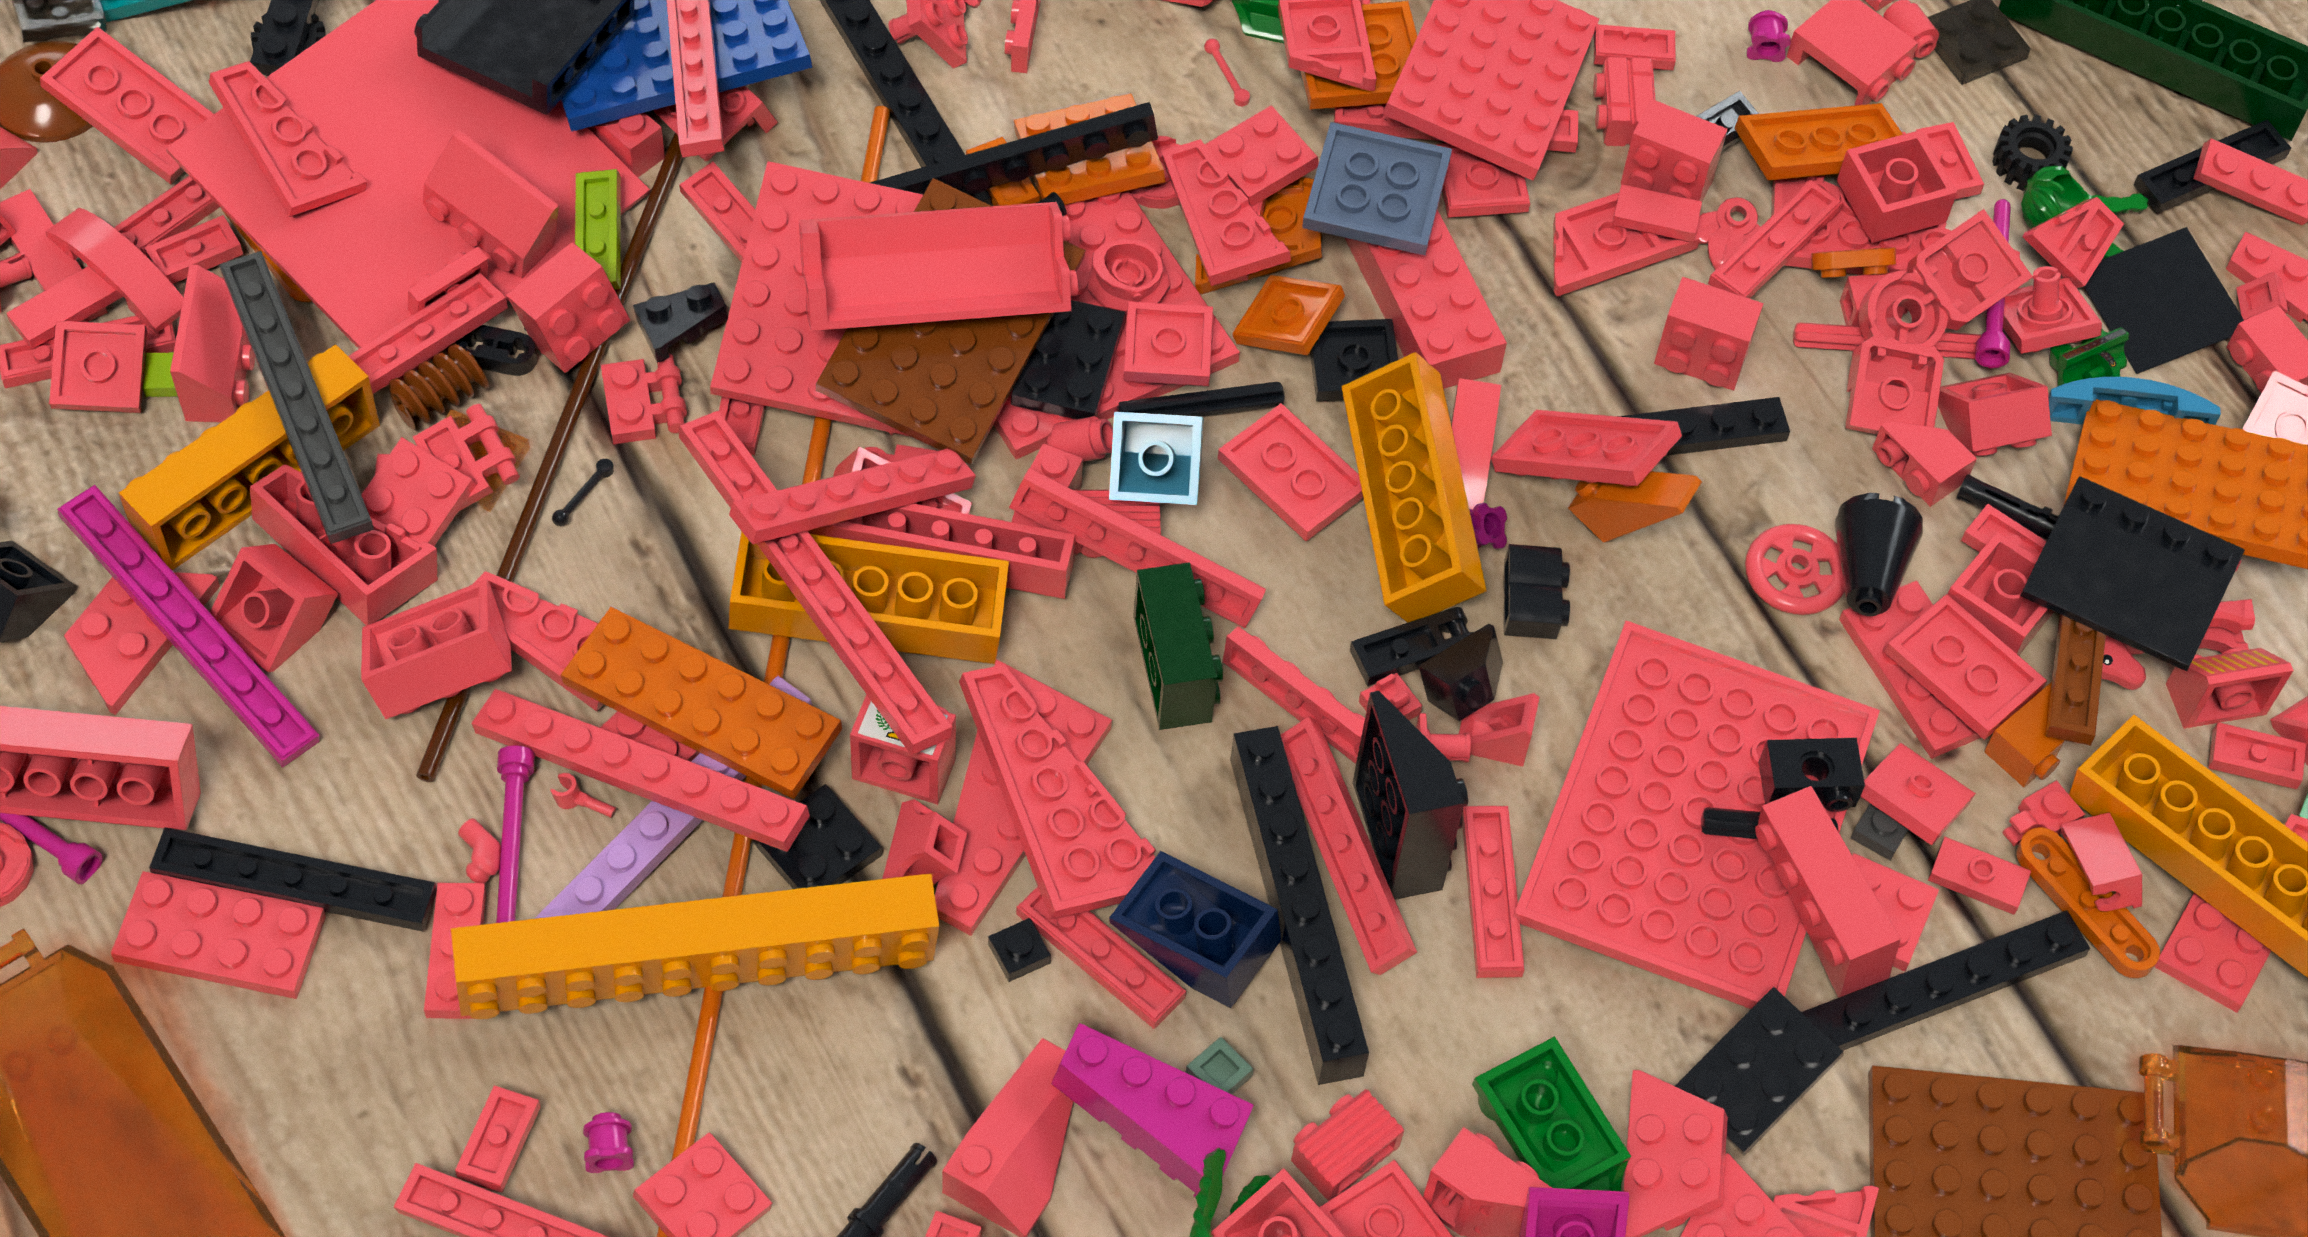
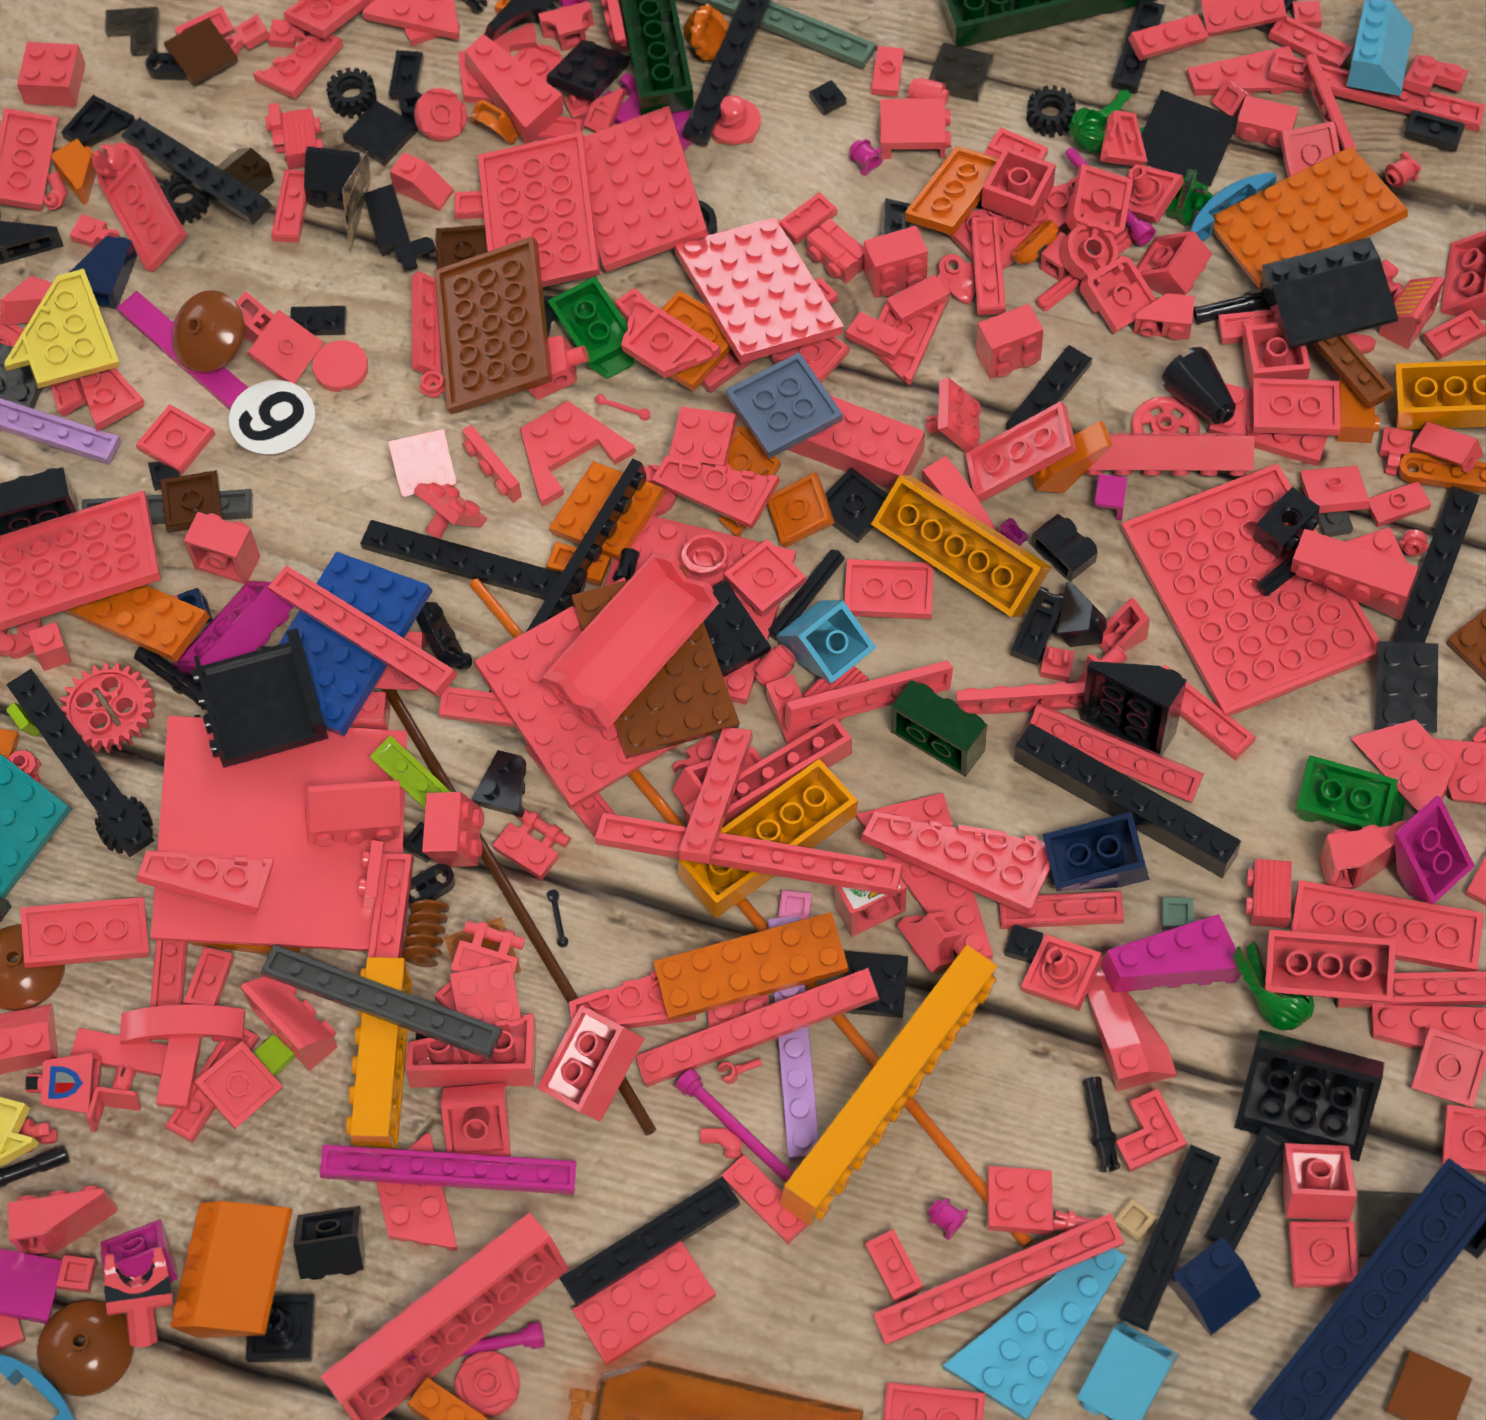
camera: 35 degrees left, 5 degrees up
(786, 122) = (442, 637): none -> black plate
(829, 692) = (795, 904): none -> bright pink tile
(1020, 1011) = (1062, 972): none -> coral plate
(1126, 49) = (561, 438): none -> coral wing
(1565, 359) = (956, 416): none -> coral plate
(1569, 214) = (876, 336): none -> coral plate
(1649, 582) = (1111, 493): none -> dark pink panel
(1766, 596) = (1177, 453): none -> coral brick
(1949, 930) = (1414, 543): none -> coral plate

